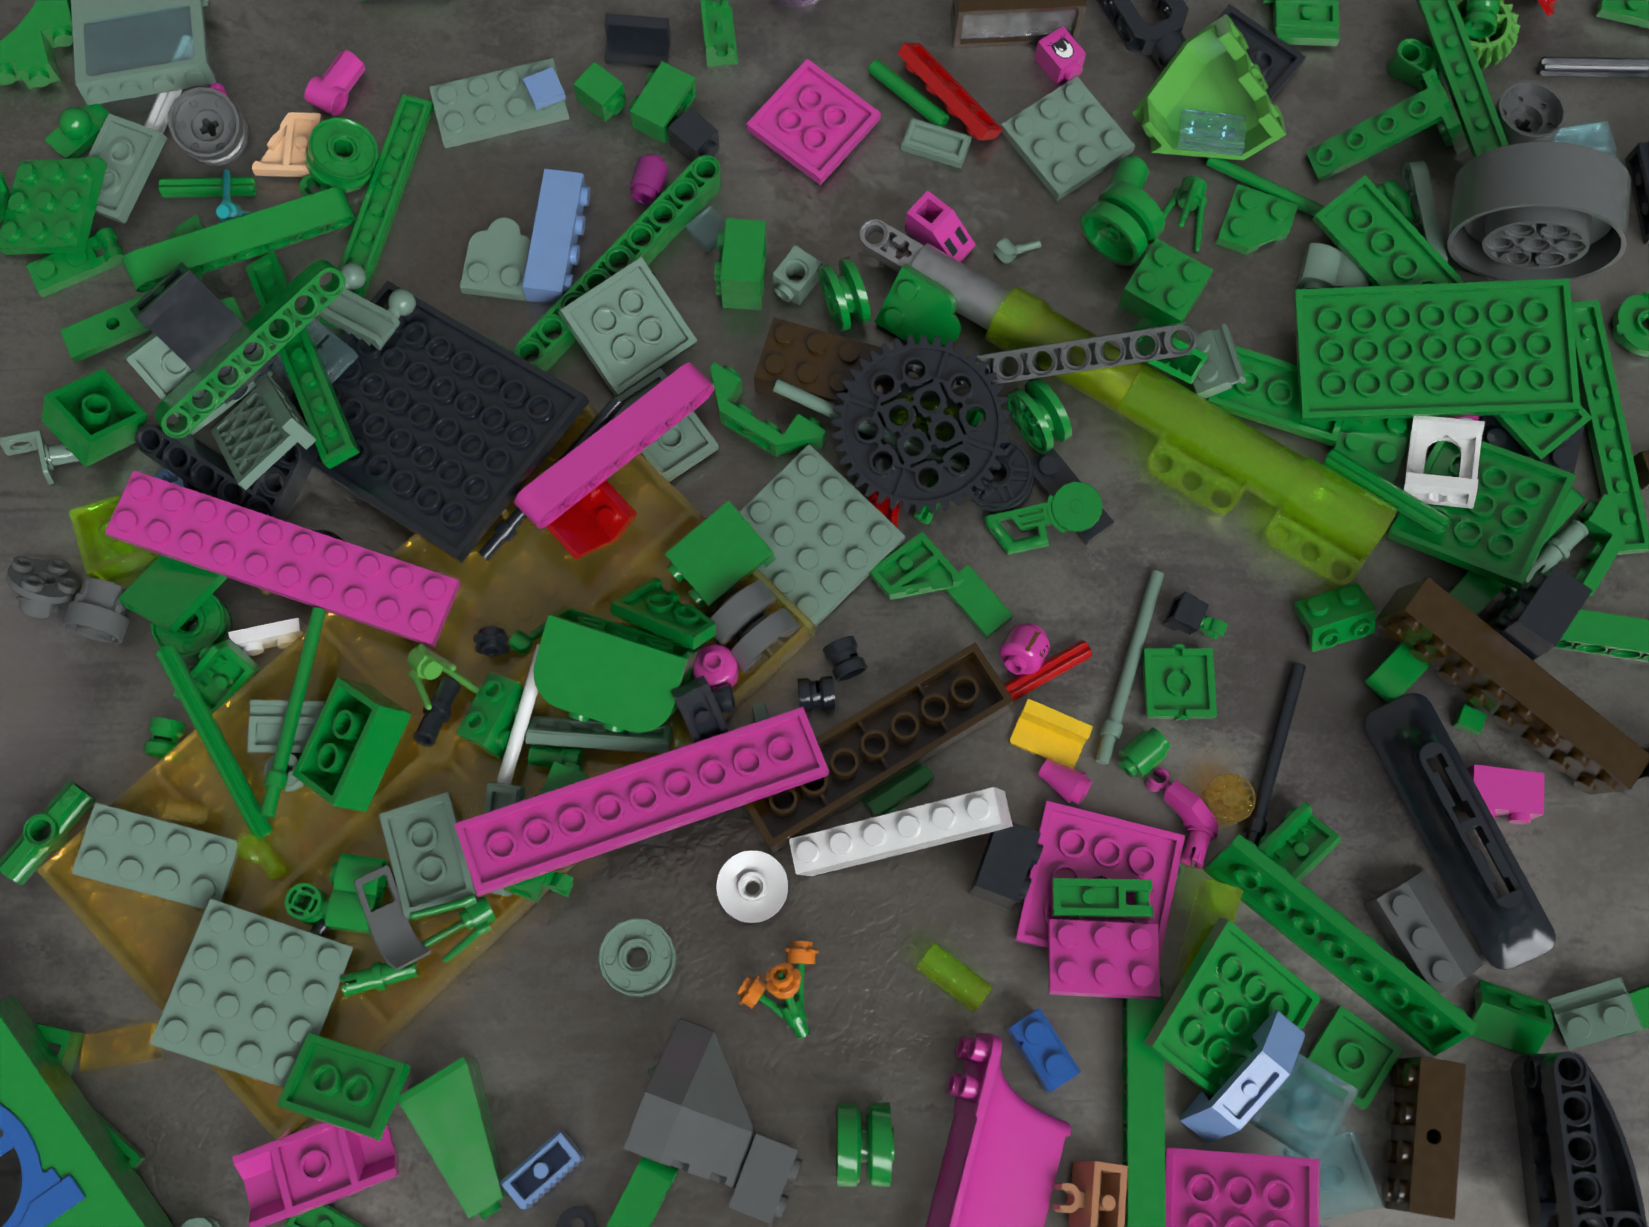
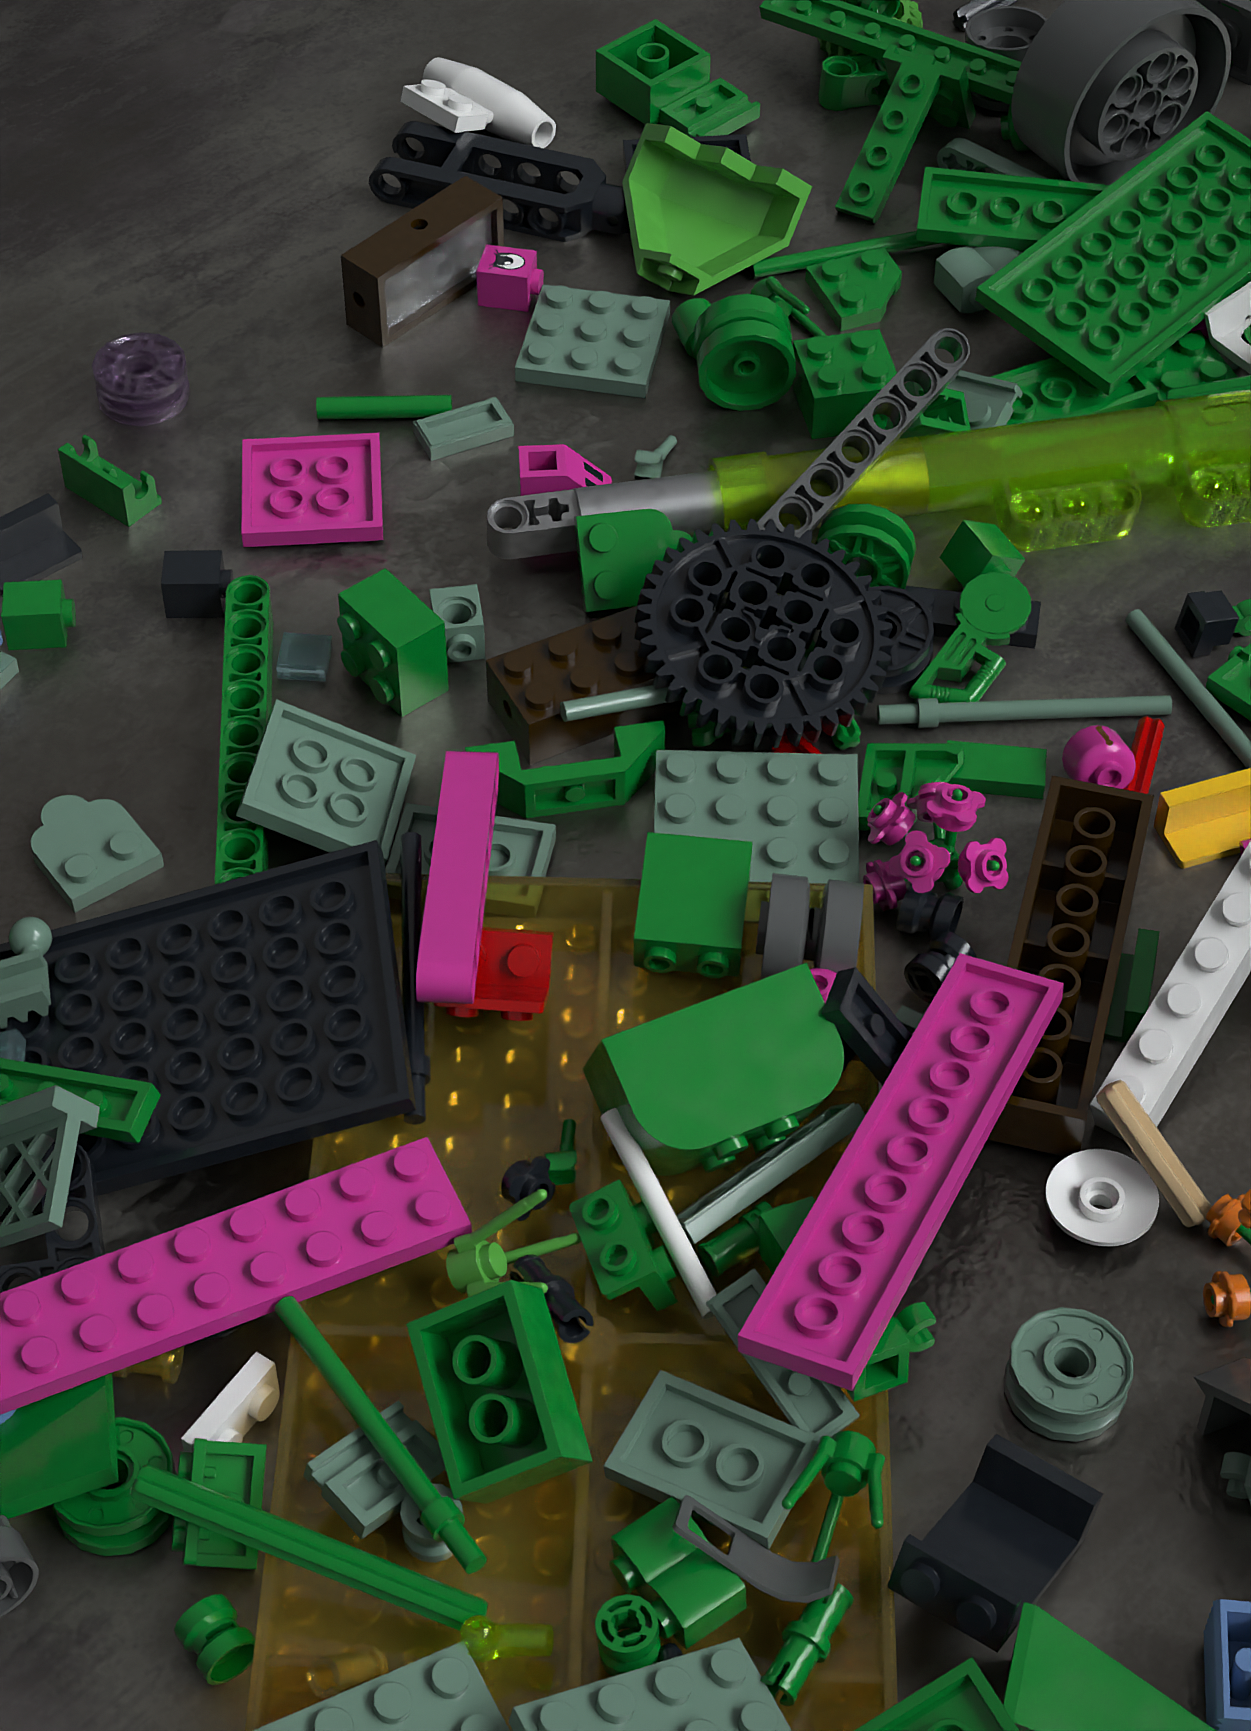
camera: 40 degrees left, 25 degrees down
(500, 1011) = (997, 1544): none -> black panel
(555, 236) = (138, 772): medium blue brick -> none
(648, 179) = (185, 653): magenta brick -> none
(663, 100) = (121, 577): green brick -> none
(664, 614) = (725, 978): green wing -> none
(790, 891) = (1154, 1153): none -> tan axle
(844, 294) = (535, 591): green wheel -> none
(884, 626) = (924, 862): none -> dark pink plant
(942, 84) = (408, 375): red plate -> none
(980, 538) = (928, 712): none -> sand green bar
(1108, 469) = (979, 550): none -> green brick
(1212, 132) = (734, 238): clear light blue plate -> none

